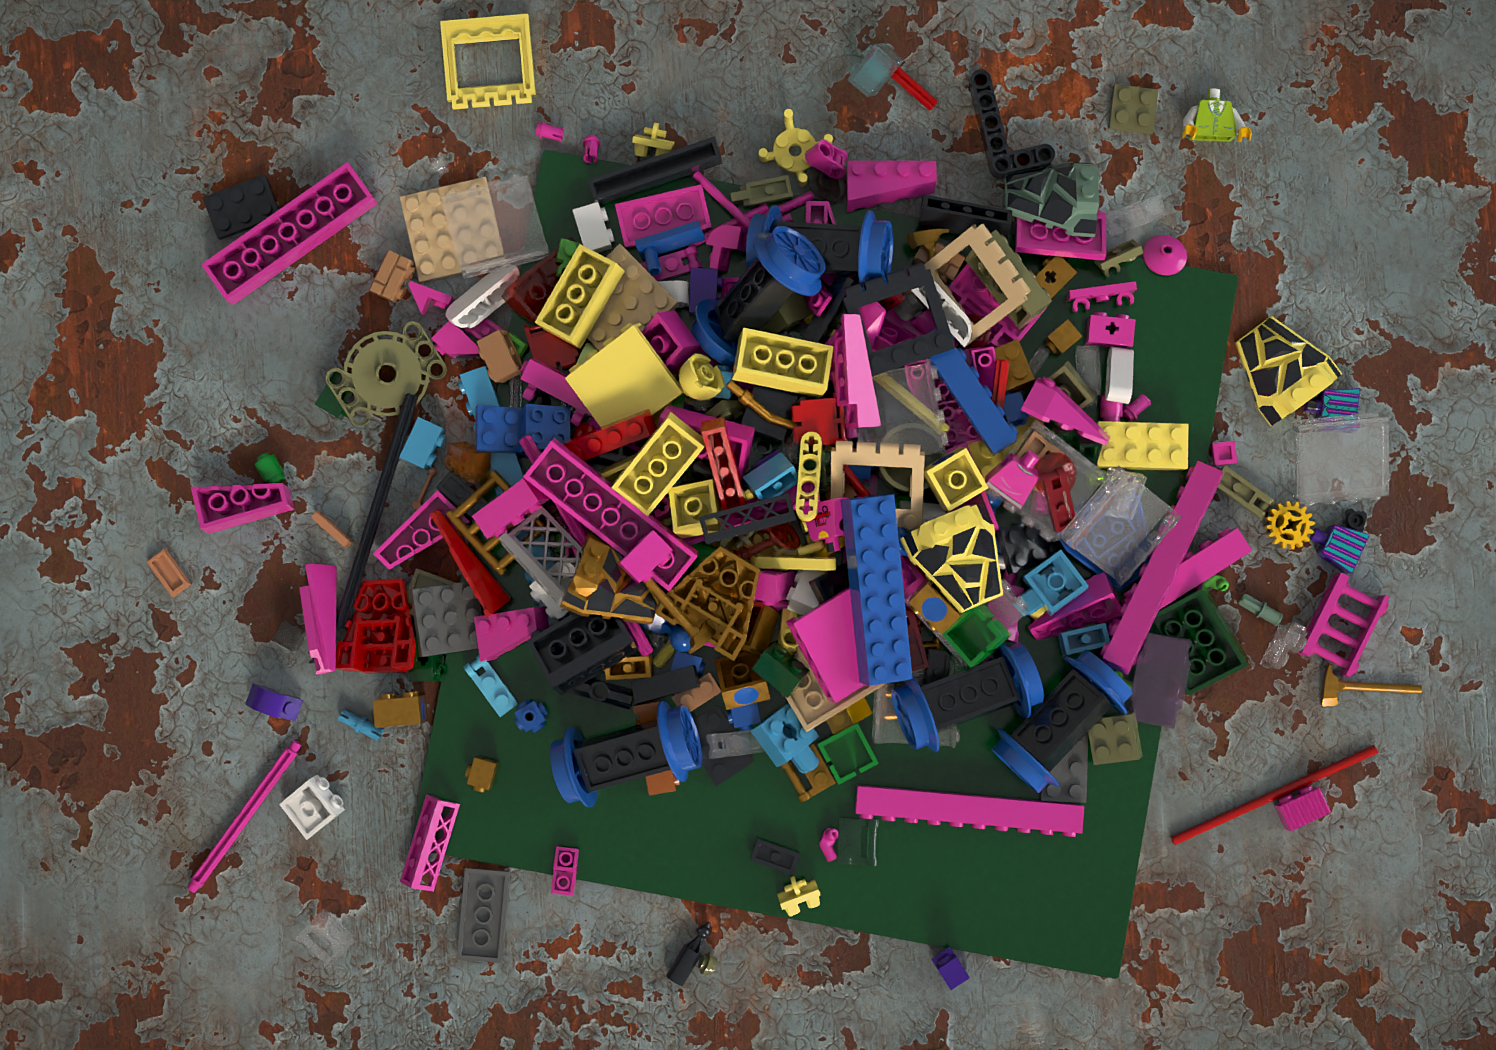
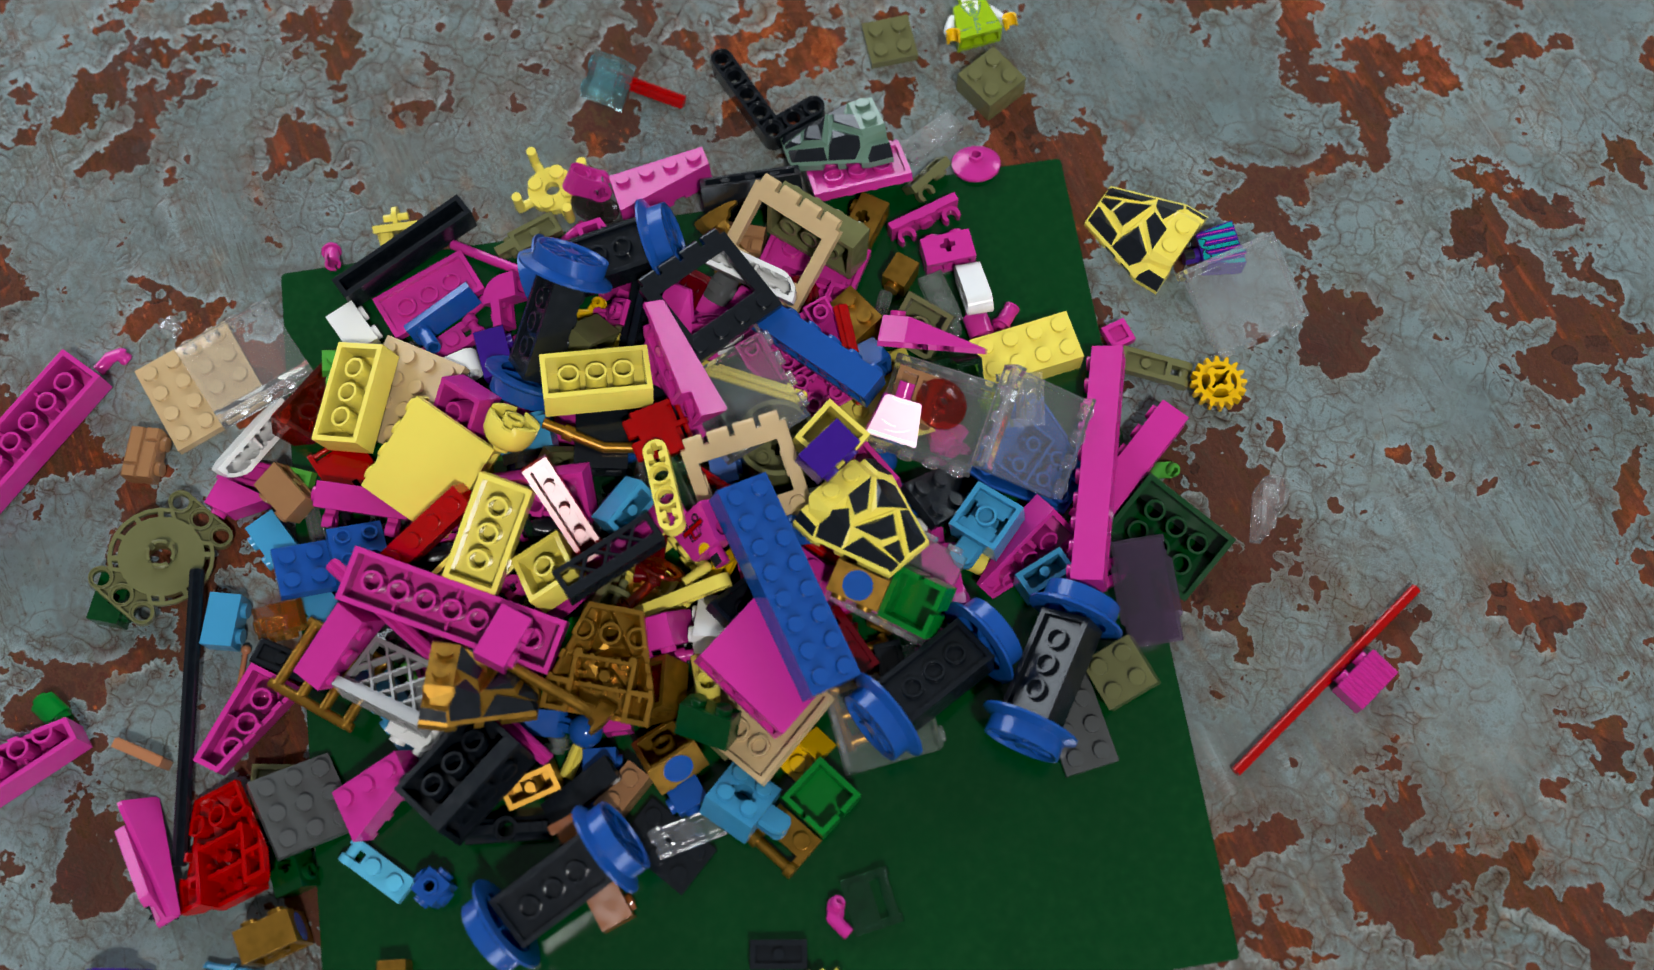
camera: 15 degrees left, 15 degrees down
(290, 635) = (117, 896): clear smoke brick -> none
(384, 176) = (110, 358): none -> dark pink arm
(424, 296) = (190, 461): dark pink slope -> none
(481, 580) = (330, 748): red wedge -> none
(485, 30) = (187, 179): light yellow hinge -> none
(549, 131) = (278, 255): dark pink pin -> none
(949, 495) = (828, 451): none -> dark purple brick
(969, 809) = (987, 815): dark pink brick -> none
(1058, 498) = (953, 423): dark red plate -> none
(1205, 184) = (990, 83): none -> olive brick
(1260, 609) = (1225, 481): sand green axle -> none
(1328, 606) = (1296, 476): dark pink fence -> none
(1332, 685) = (1338, 536): pearl gold piece -> none
(1340, 546) = (1281, 386): dark purple torso -> none
(1360, 520) = (1285, 349): black plate -> none

